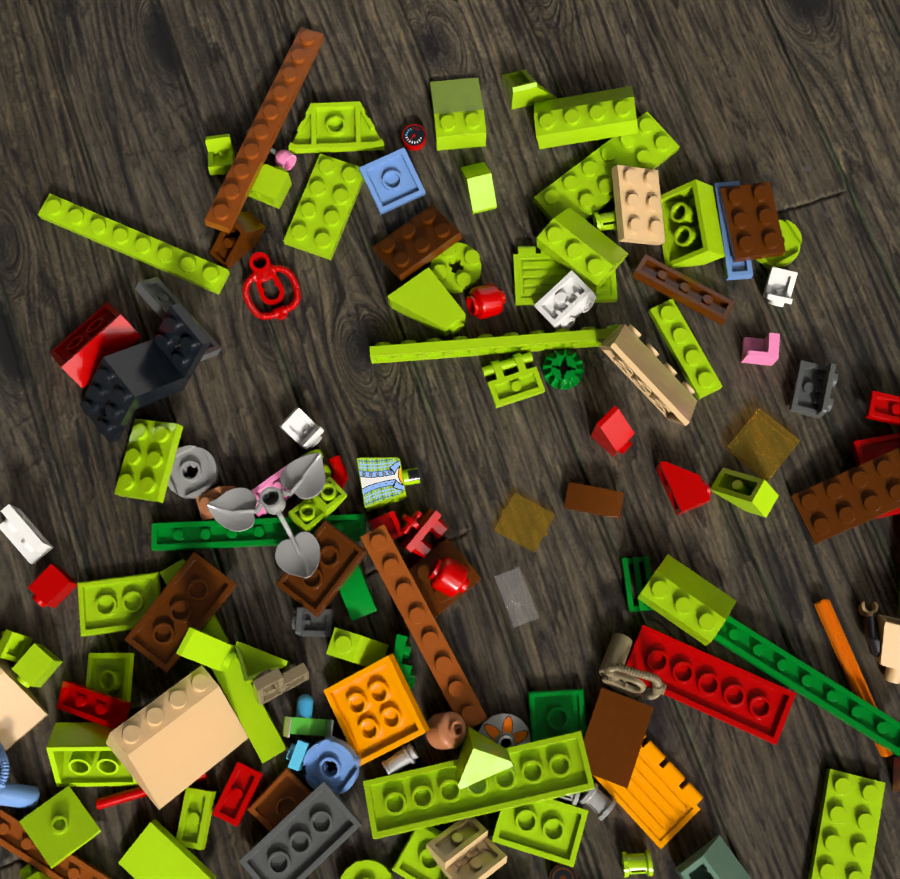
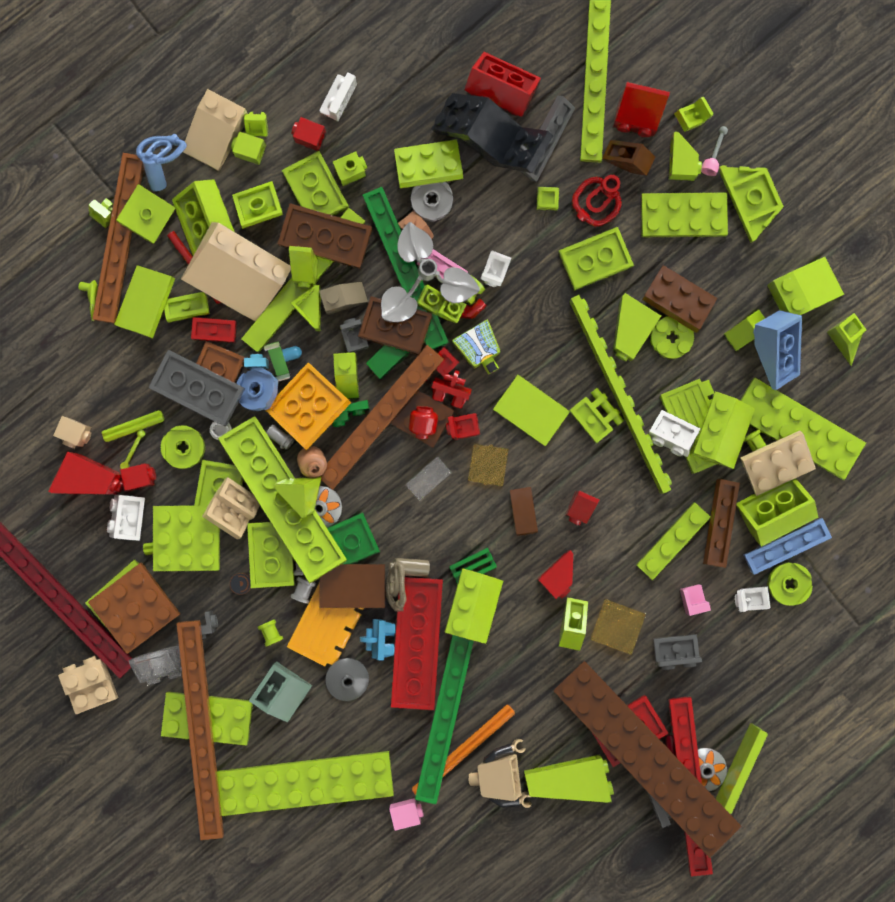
camera: 70 degrees right, 10 degrees up
(93, 704) = (236, 201): red plate -> none
(114, 553) = (350, 168): none -> lime brick
(186, 203) = (640, 109): none -> red slope
(245, 343) = (547, 198): none -> lime tile
(262, 618) = (343, 297): none -> dark tan slope
(264, 131) = (729, 141): dark orange plate -> none
(272, 683) = (296, 322): dark tan plate -> none
(334, 316) = (596, 258): none -> lime tile
(363, 836) = (218, 430): none -> white plate
(392, 181) = (724, 259): medium blue plate -> none
(414, 137) = (770, 262): tile -> none
(470, 533) = (463, 426): none -> red bracket
(480, 450) = (531, 410): none -> lime tile
(485, 301) = (651, 371): red head -> none
(510, 156) = (779, 346): none -> medium blue slope
(554, 375) = (612, 445): green gear -> none
(585, 117) = (840, 393): lime slope -> none
(649, 374) = (636, 518): tan slope -> none
(688, 732) = (376, 639): none -> dark azure hips
(712, 787) = (345, 669): none -> dark grey dish
(751, 221) = (798, 558): reddish brown plate -> none

